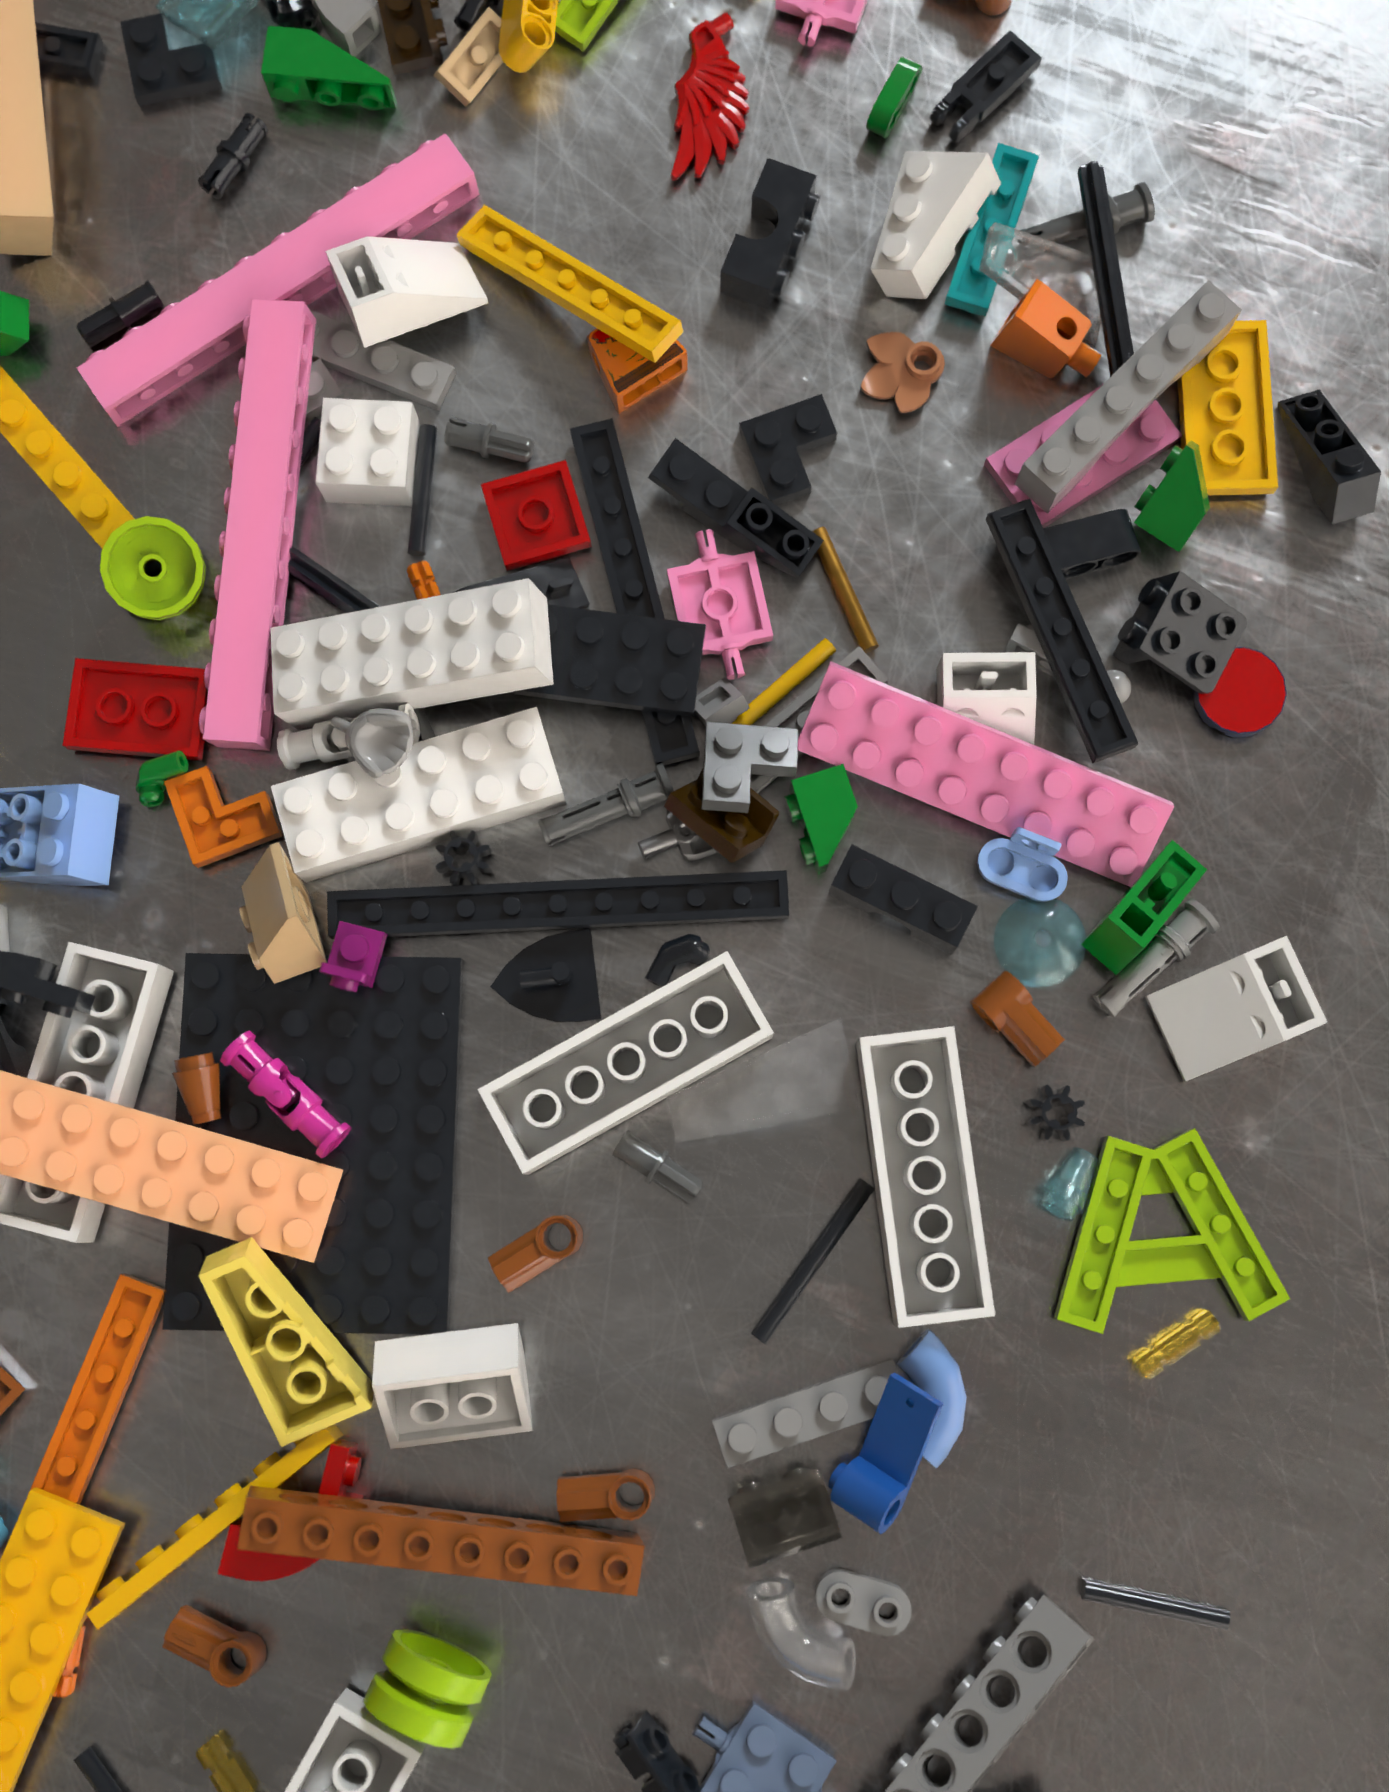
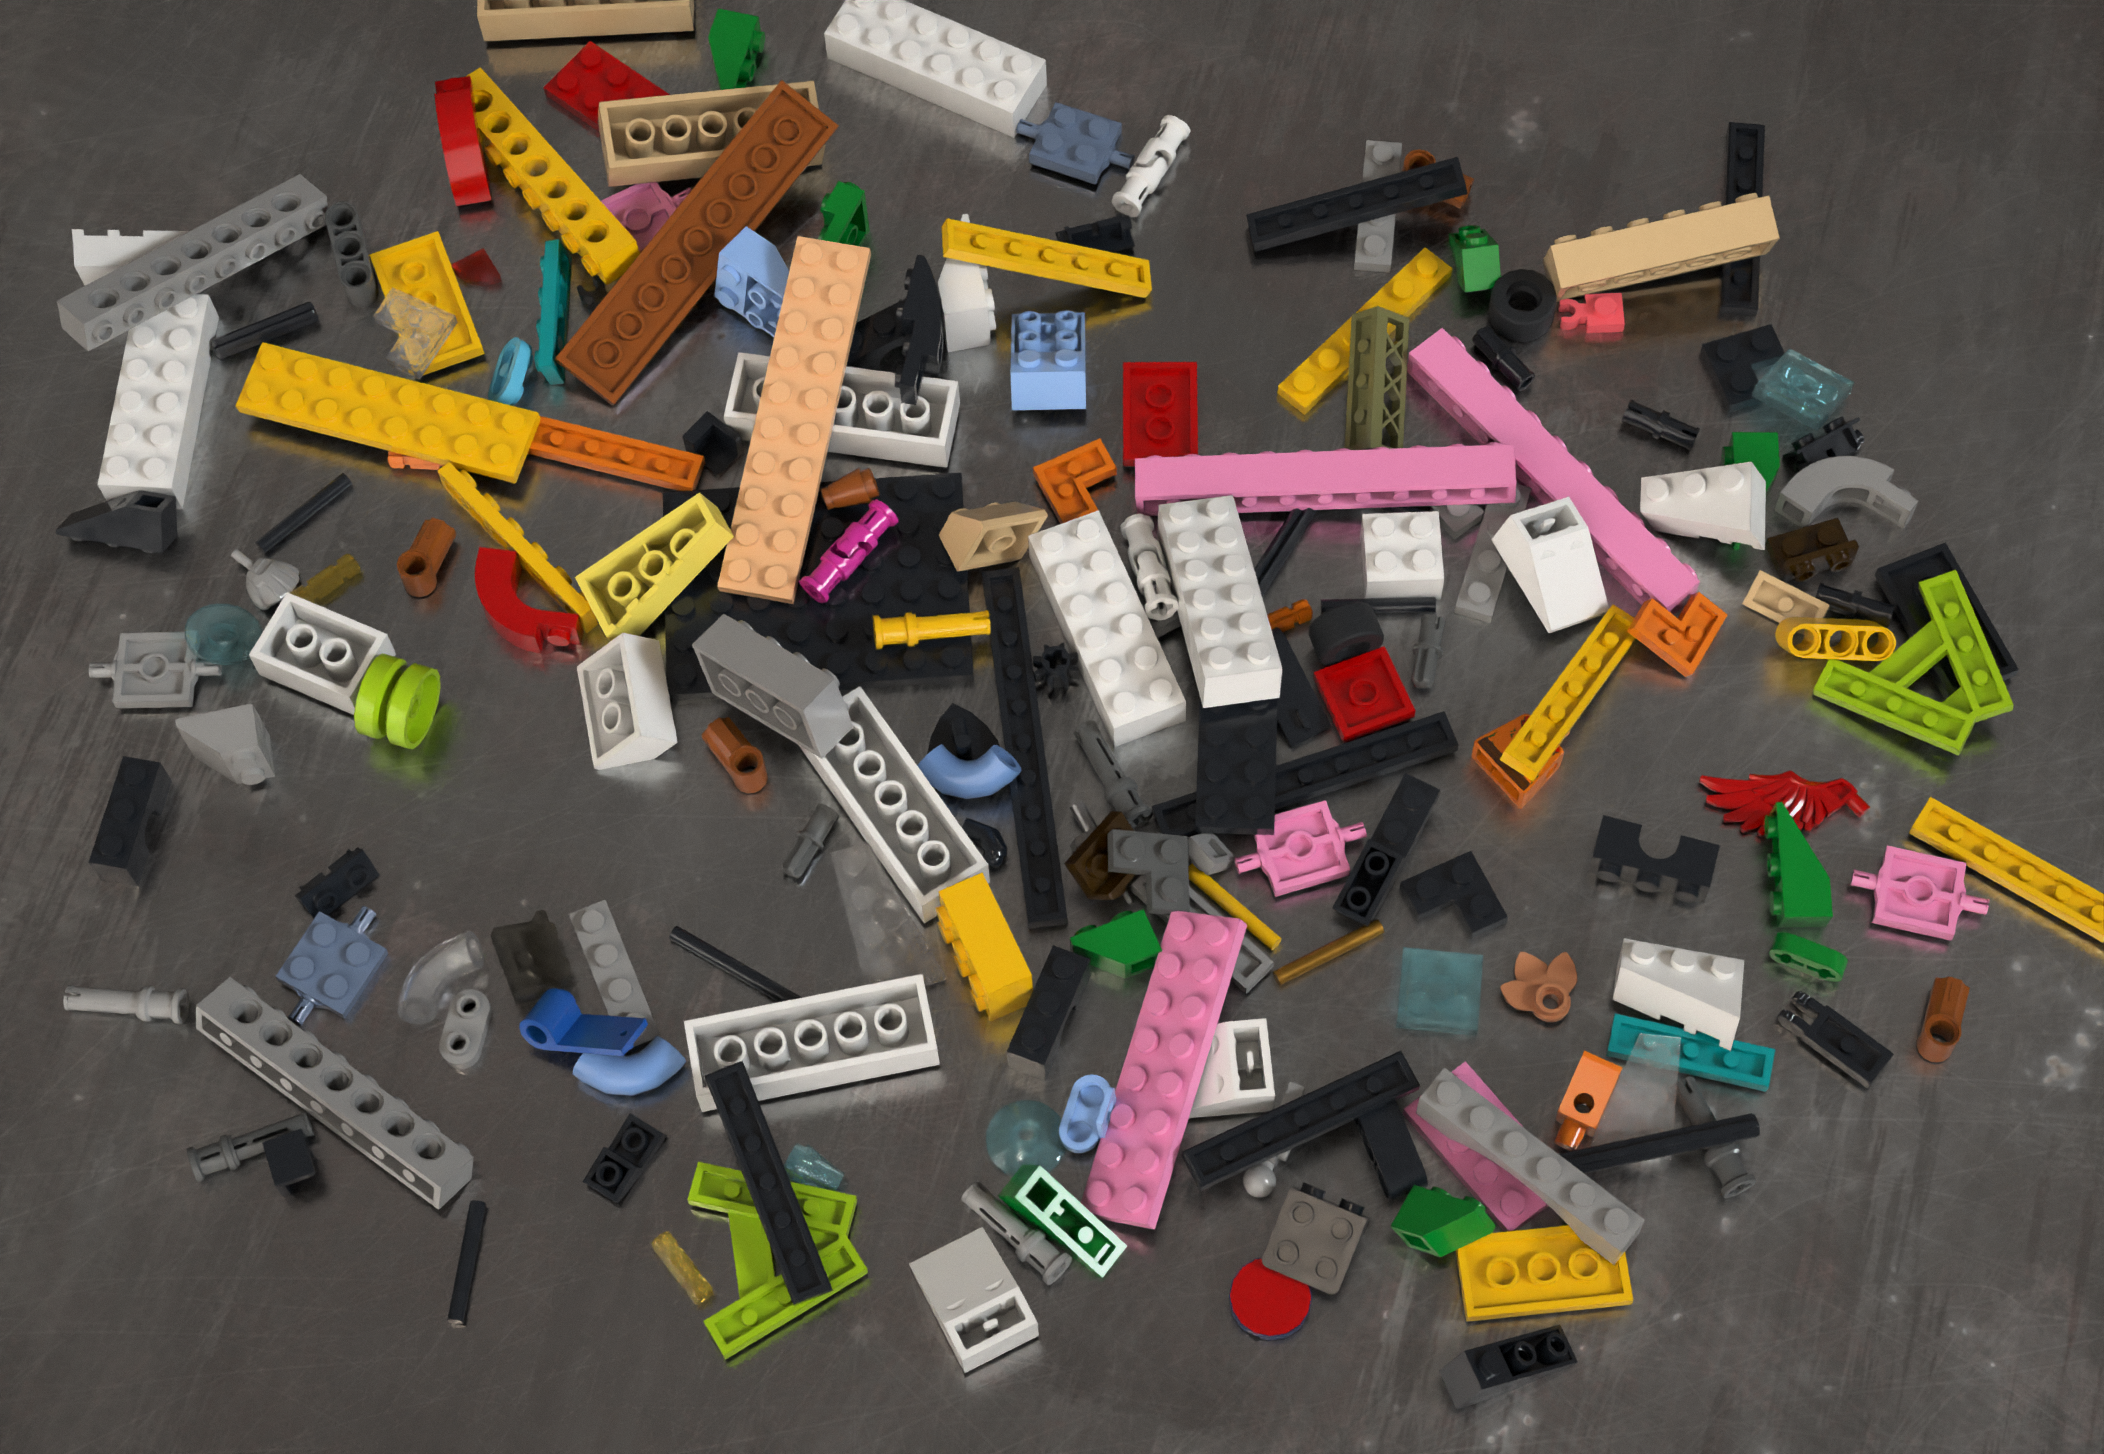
camera: 85 degrees right, 15 degrees down
(39, 262) = (1527, 286): none -> black tyre
(74, 205) = (1598, 312): none -> coral plate
(102, 1259) = (715, 442): none -> black panel
(125, 566) = (1260, 389): lime wheel -> none
(136, 457) = (1370, 379): none -> olive fence
(154, 773) = (1108, 433): green arm -> none
(353, 103) = (1708, 503): none -> white wedge
(354, 957) = (963, 589): magenta bracket -> none
(378, 739) = (1139, 578): light grey piece -> none
(401, 1024) = (912, 628): none -> yellow pin
(441, 1541) = (507, 700): dark orange brick -> none
(465, 521) = (1345, 633): none -> black tyre
(475, 1194) = (773, 685): none -> light grey brick
(505, 167) = (1680, 639): none -> orange plate
(599, 1497) = (544, 822): dark orange piece -> none
(600, 969) = (972, 777): none -> medium blue cylinder
(807, 90) = (1800, 880): none -> green slope
(825, 964) = (984, 947): none -> yellow piece
(899, 477) = (1439, 991): none -> clear light blue plate
(1009, 1008) = (960, 1109): dark orange piece -> none
(1040, 1408) = (625, 1159): none -> black slope
(1066, 1120) = (880, 1144): black gear -> none
(1100, 1235) = (768, 1183): none -> black tile

